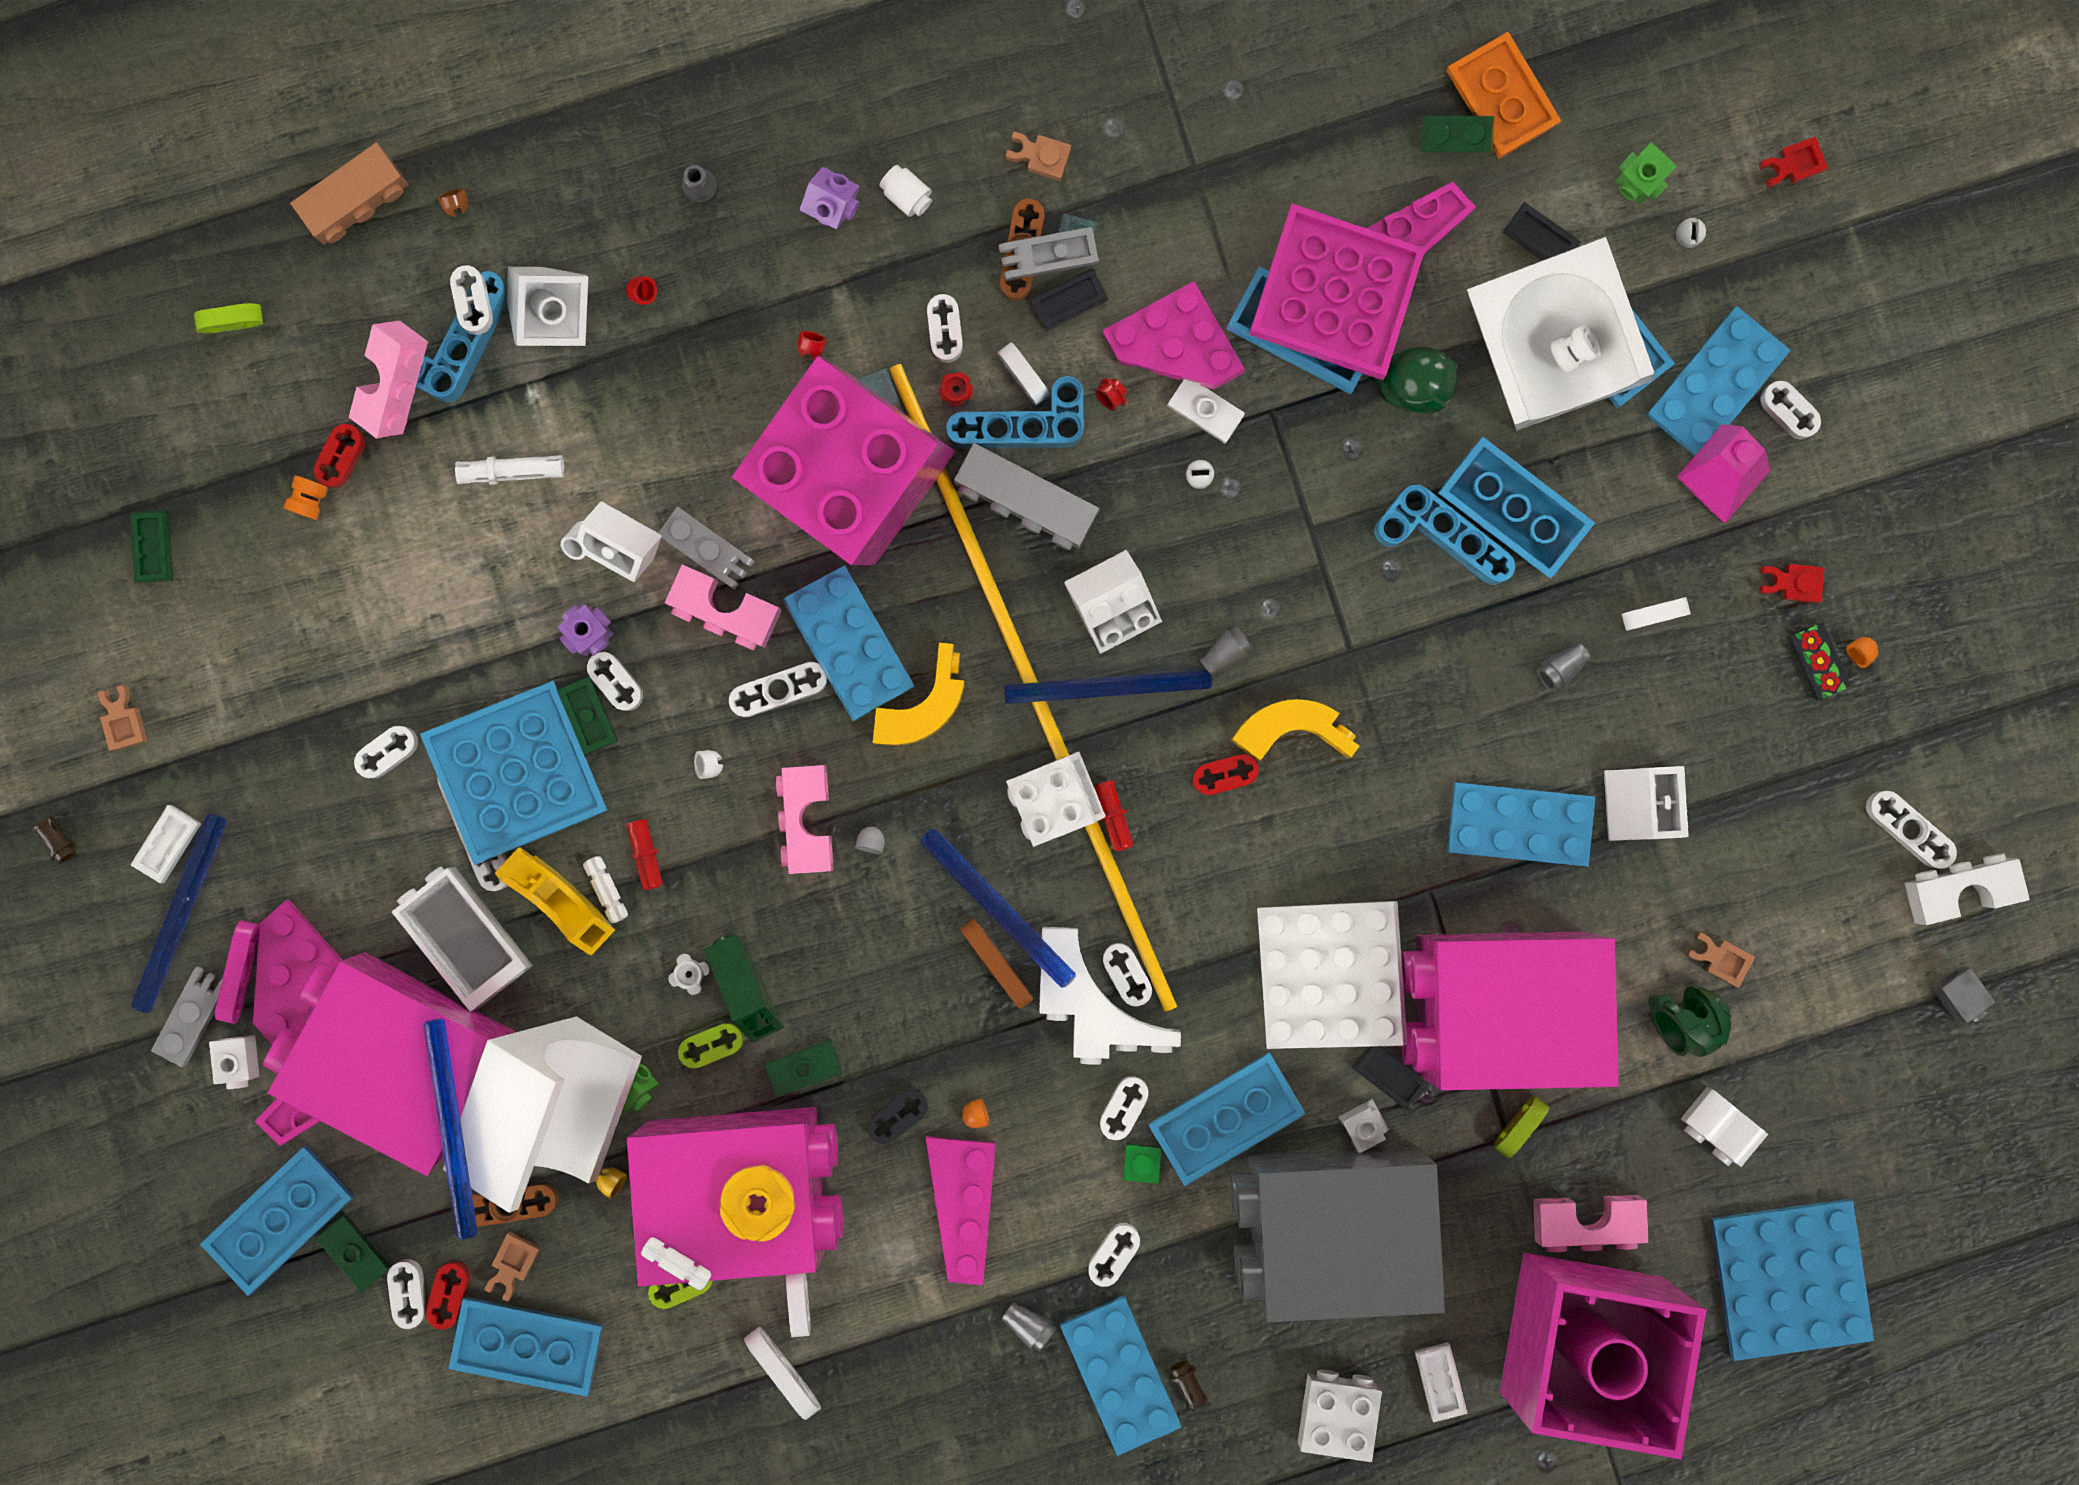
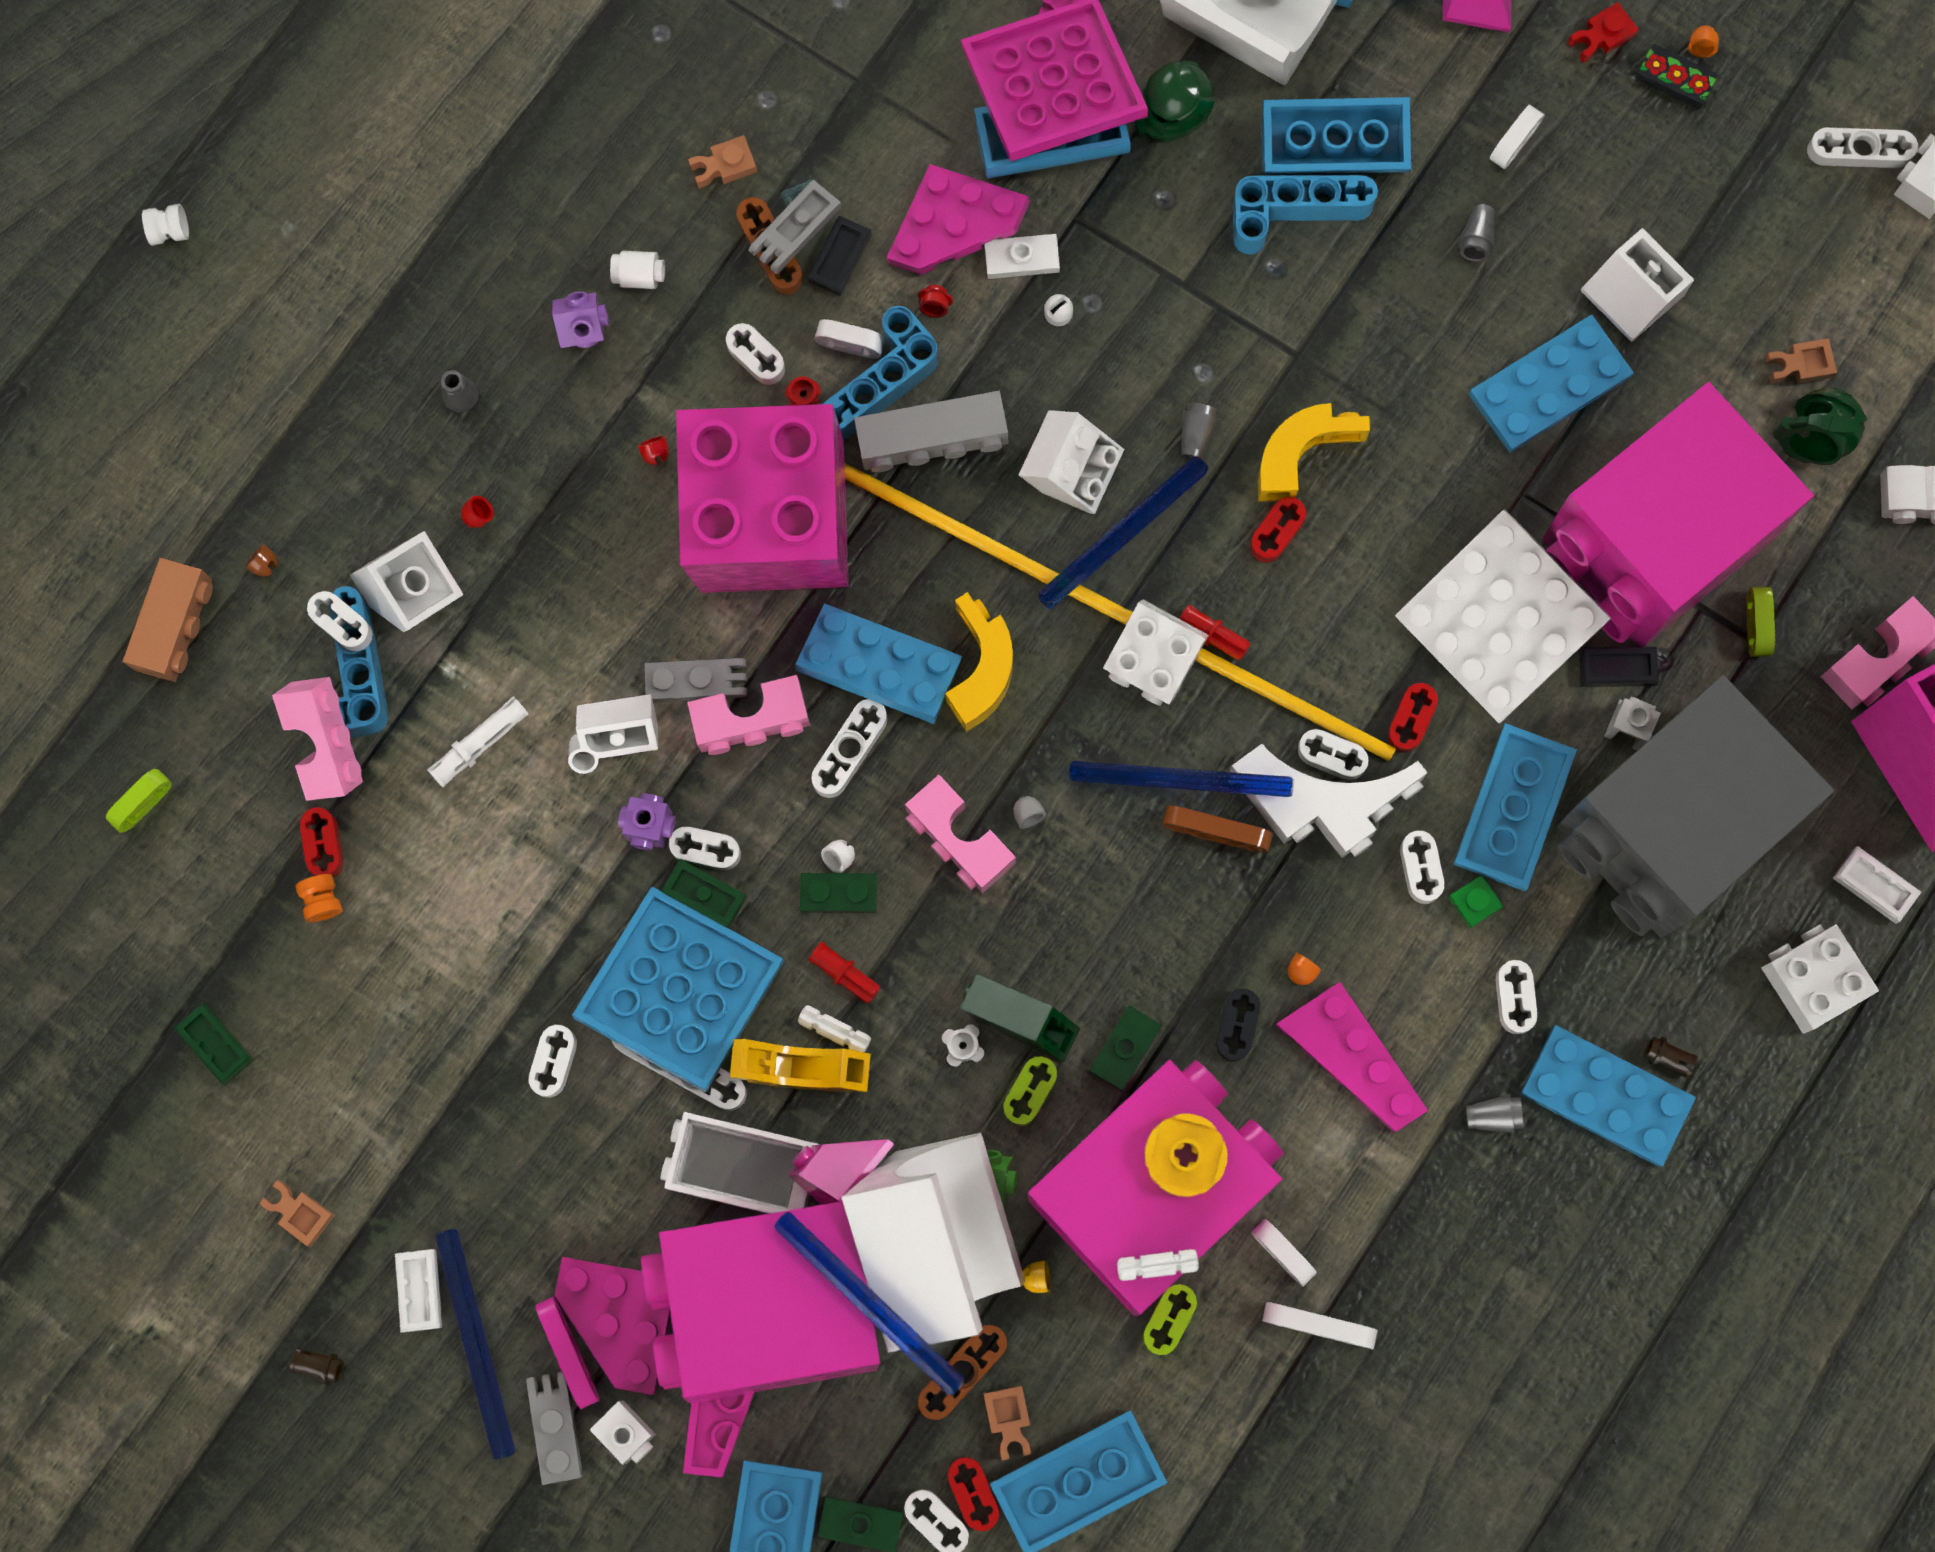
camera: 30 degrees left, 10 degrees down
(523, 999) = (835, 1168): none -> dark pink slope
(687, 791) = (838, 893): none -> dark green plate
(1212, 1001) = (1420, 721): none -> red beam

